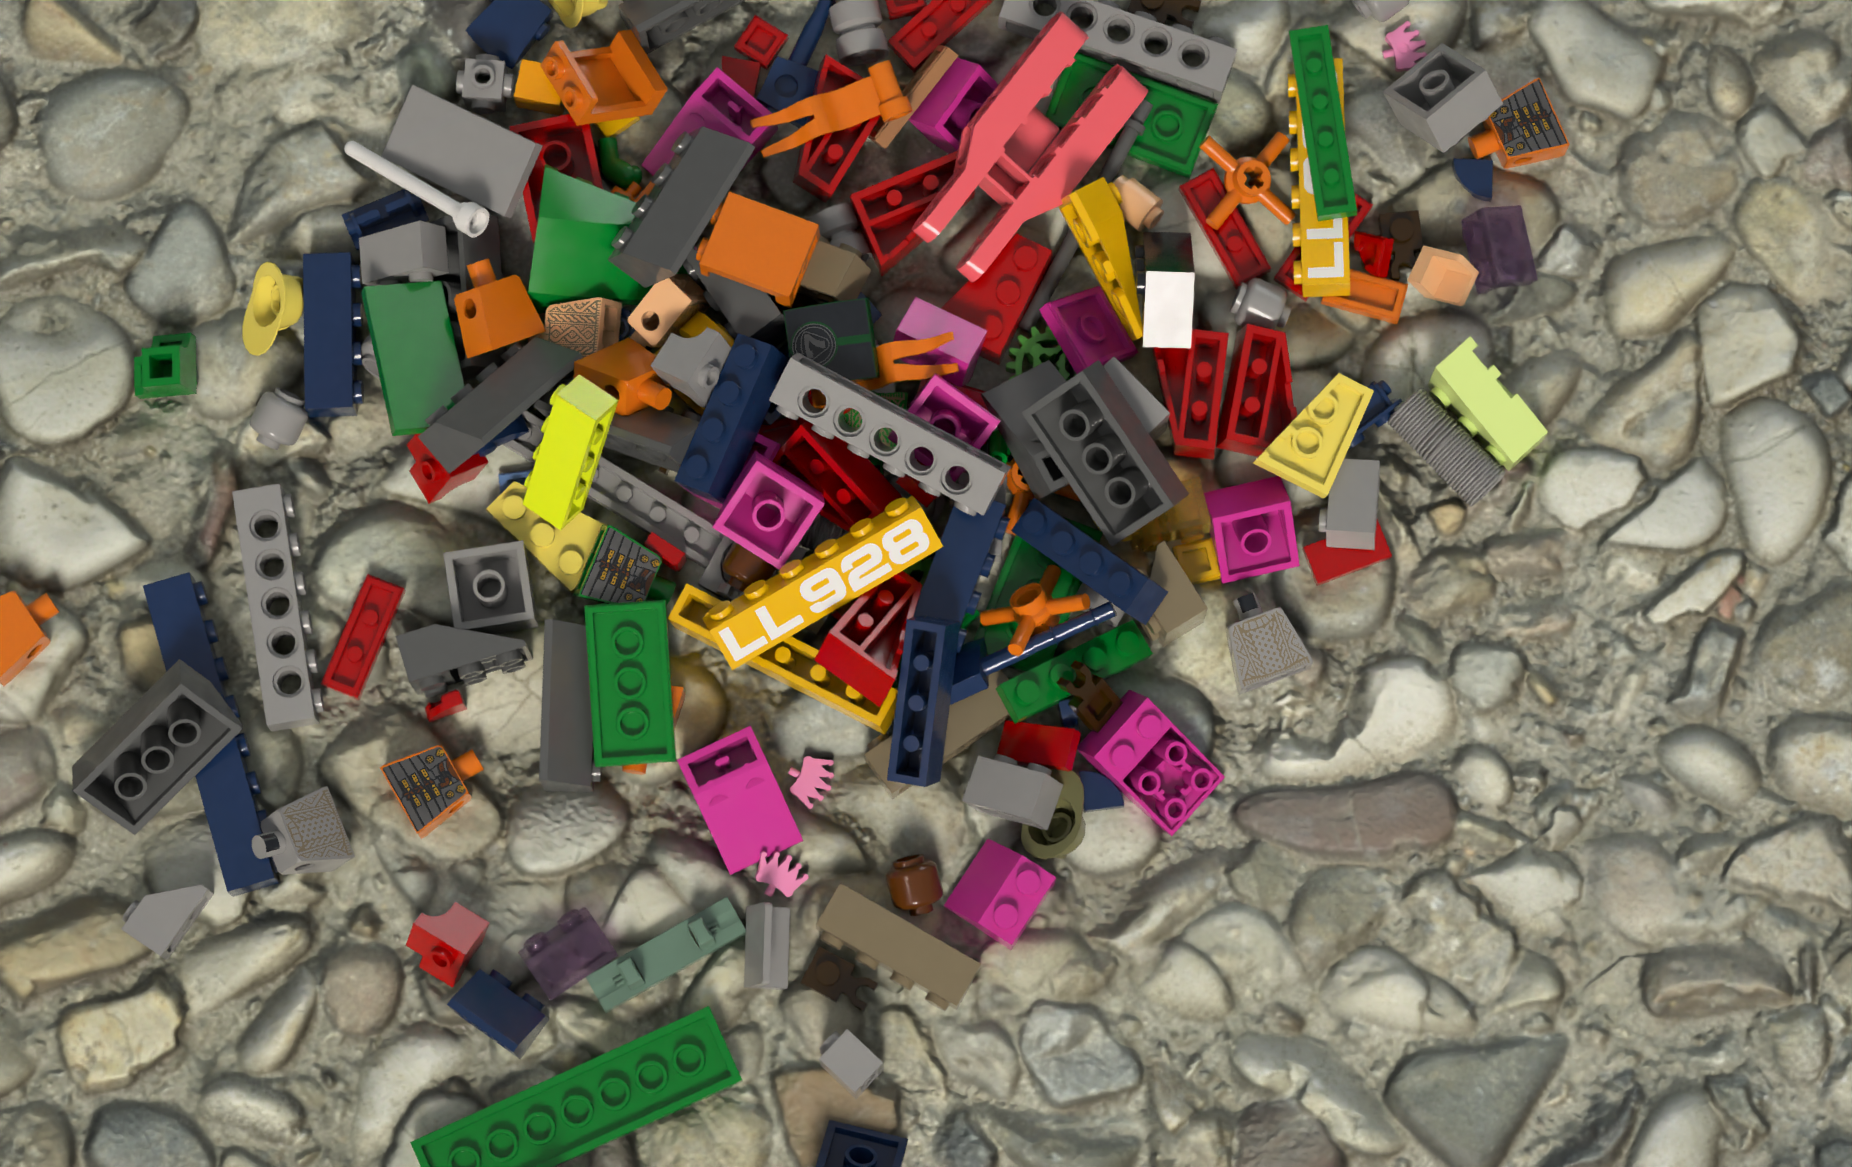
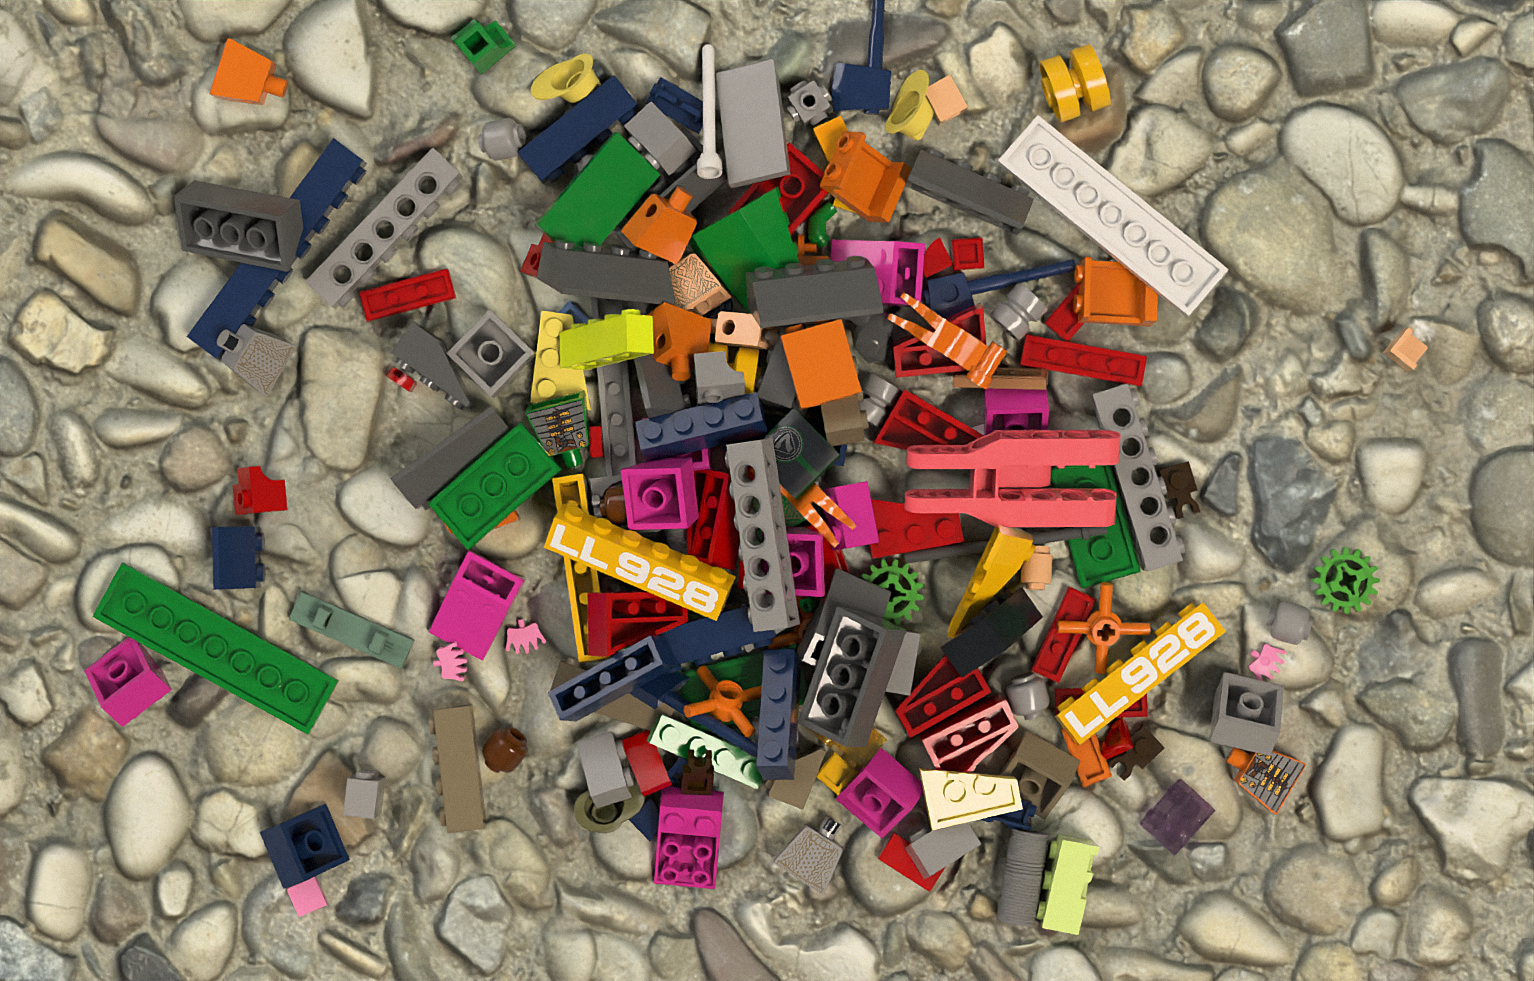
camera: 50 degrees right, 10 degrees up
(165, 917) = (144, 308): light grey slope -> none
(431, 785) = (346, 408): torso -> none
(567, 952) = (306, 568): clear purple bracket -> none
(766, 947) = (400, 688): light grey panel -> none
(768, 185) = (872, 335): none -> dark grey animal
(833, 976) = (413, 740): dark brown plate -> none
(1000, 893) = (539, 806): dark pink slope -> none
(1088, 329) = (931, 600): dark pink tile -> none
(1322, 123) = (1172, 652): green plate -> none
(1351, 345) = (1040, 771): none -> dark tan slope
(1443, 276) = (1131, 796): light nougat panel -> none
(1475, 176) = (1214, 767): dark blue tile -> none

